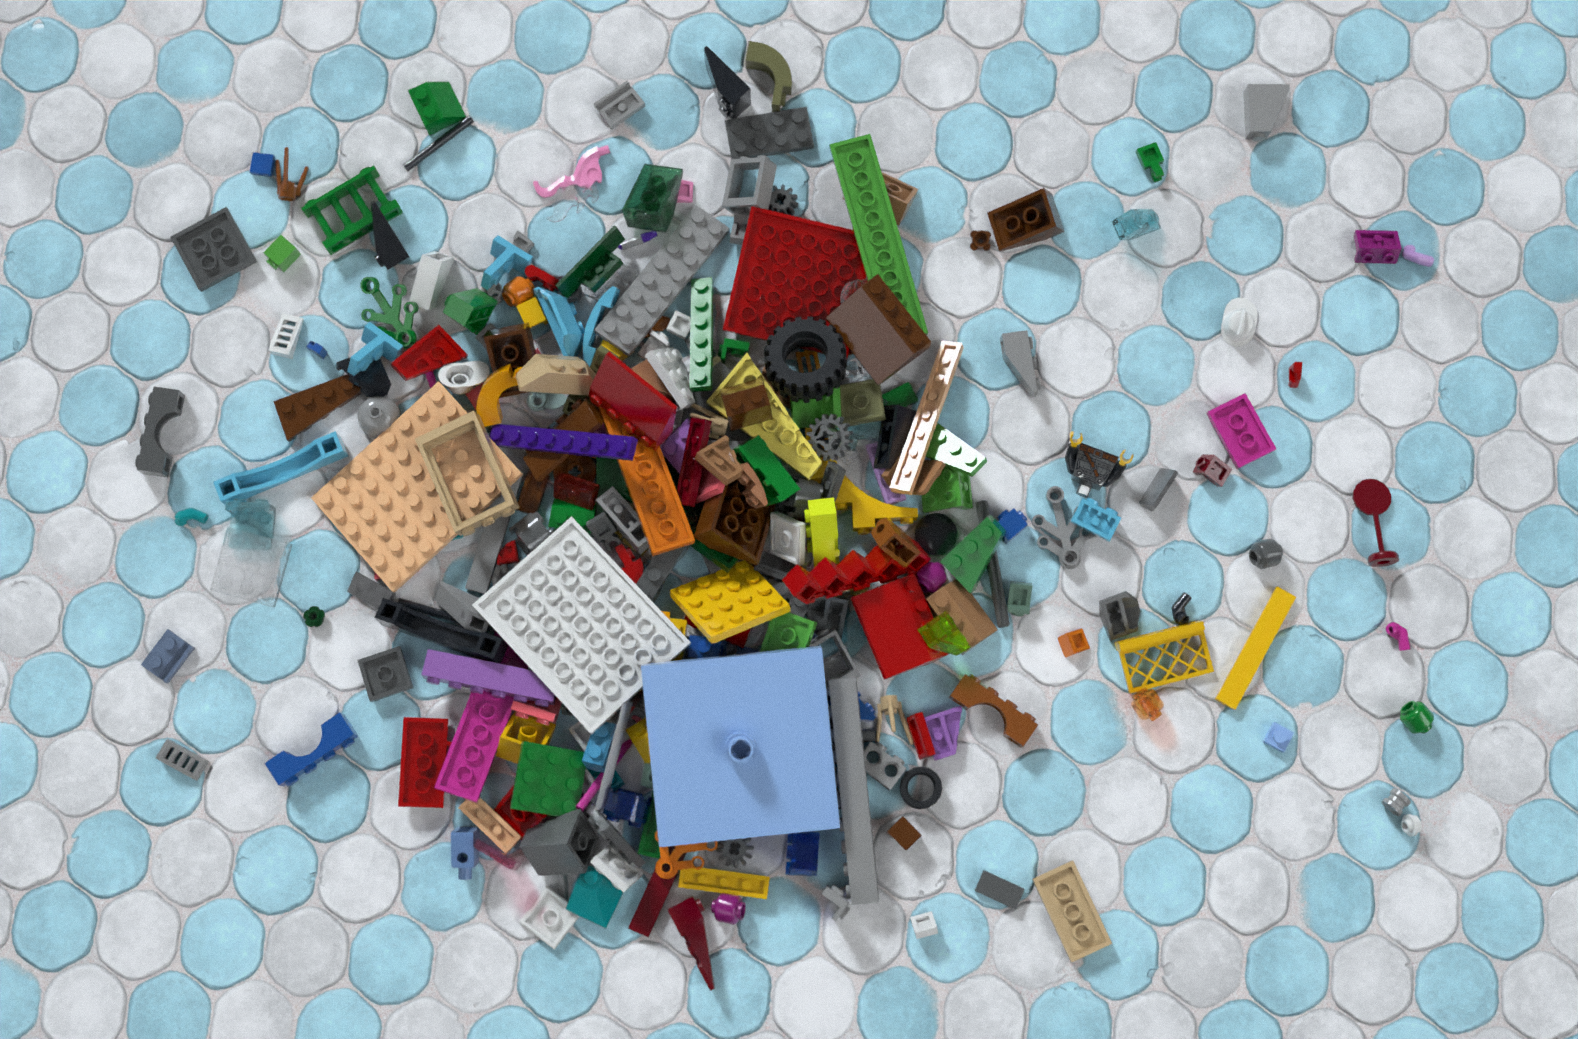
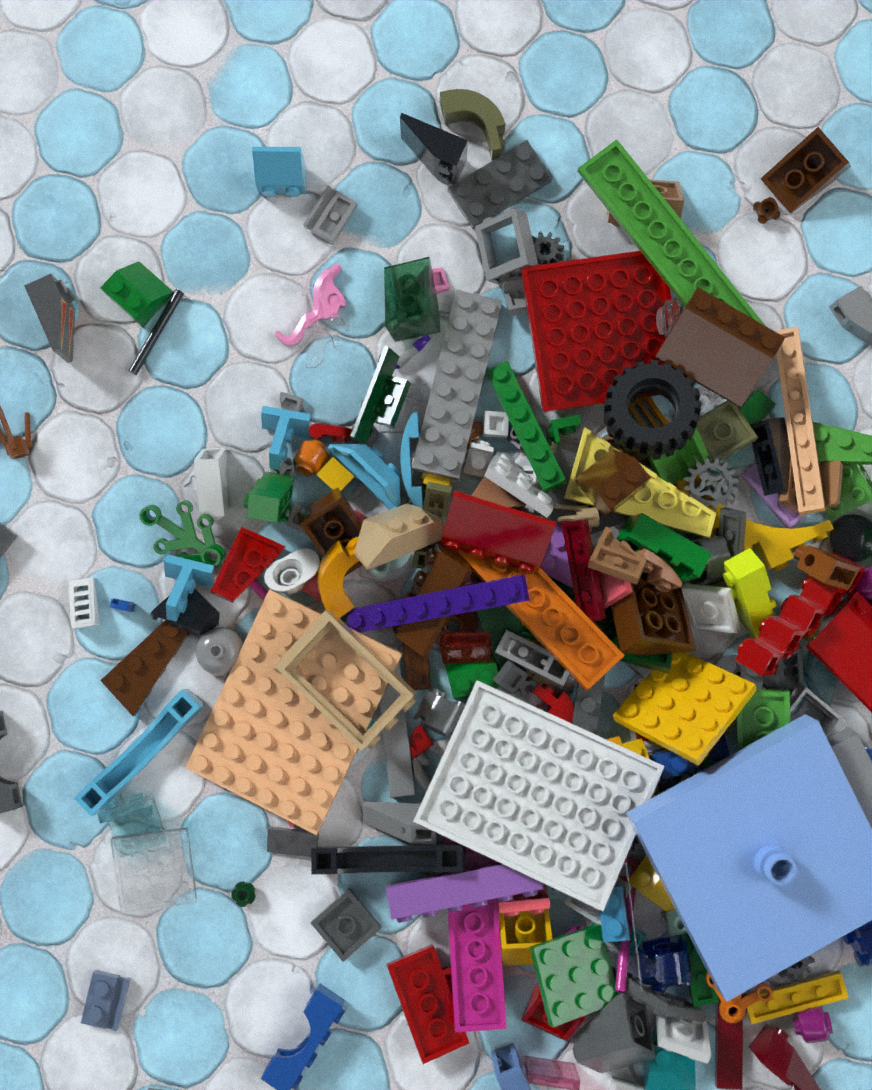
camera: 20 degrees left, 5 degrees up
(183, 516) = (57, 843): teal arm -> none
(281, 254) = (40, 518): bright green brick -> none
(352, 230) = (105, 462): green fence -> none
(363, 97) = (55, 312): none -> dark grey slope
(386, 243) = (149, 463): black slope -> none
(427, 610) = (356, 837): black bar -> none
(491, 824) = (529, 1039): light nougat plate -> none
(592, 54) = (279, 171): none -> medium azure slope
(773, 567) = (713, 642): dark grey hinge -> none

